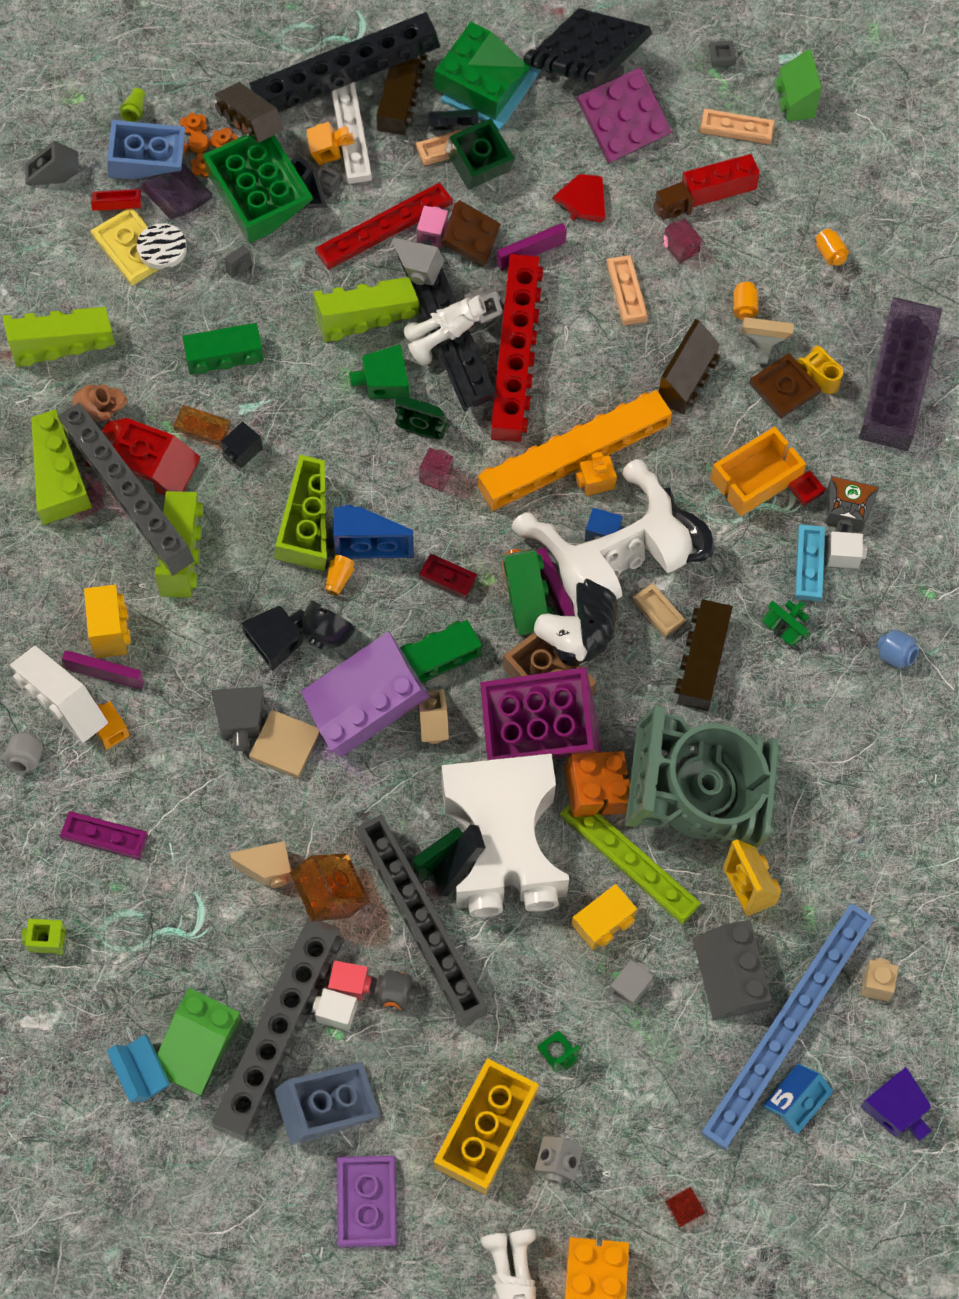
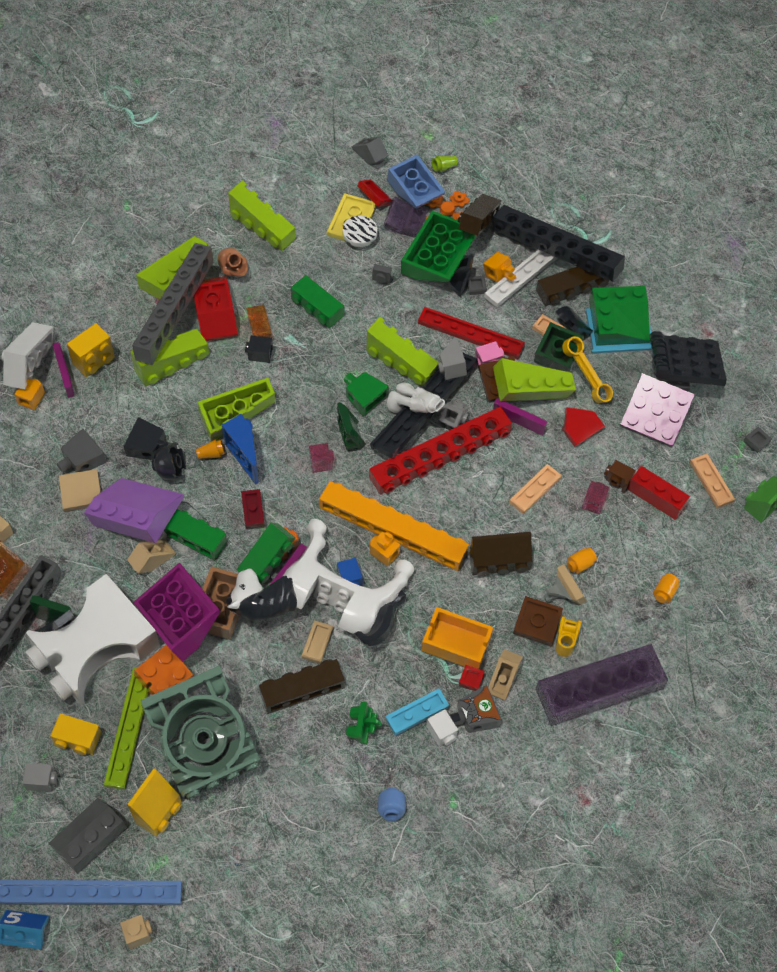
camera: 55 degrees right, 5 degrees down
(504, 205) = (531, 382): none -> lime wedge
(530, 143) = (587, 370): none -> yellow piece
(824, 452) = (504, 674): none -> tan slope

